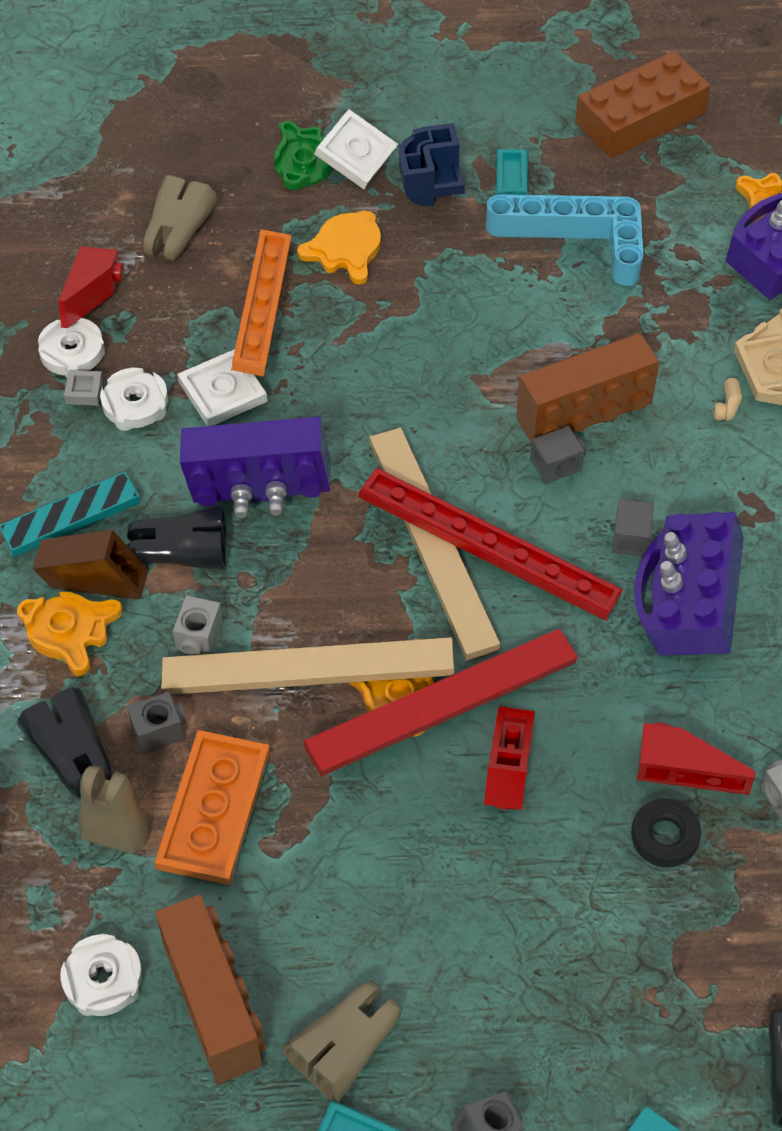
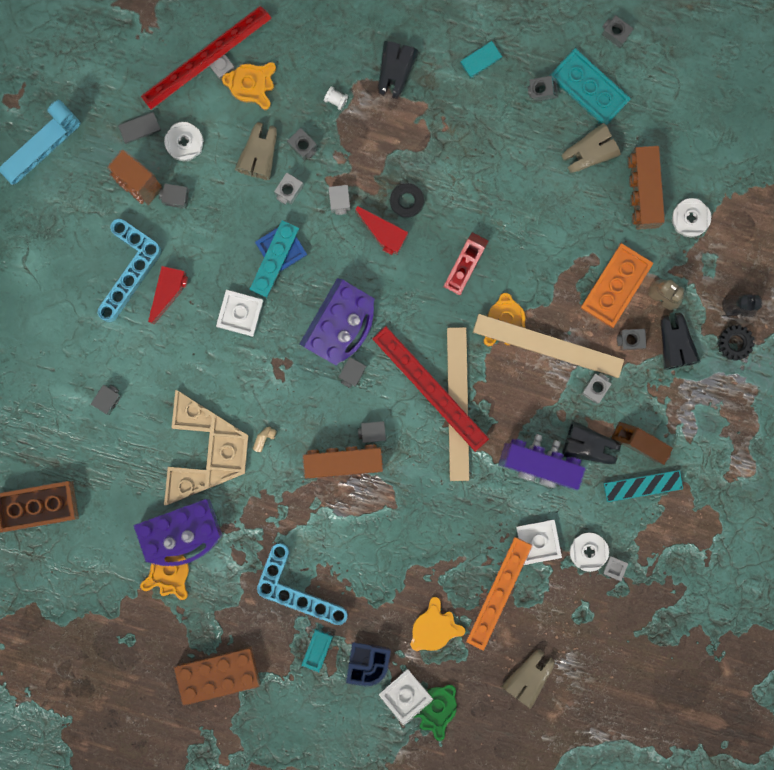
camera: 160 degrees left, 30 degrees up
(59, 359) = (625, 603): white plate -> none
(67, 626) = (662, 415): light orange tile -> none
(89, 283) = (592, 642): red slope -> none
(439, 702) = (488, 302): red tile -> none

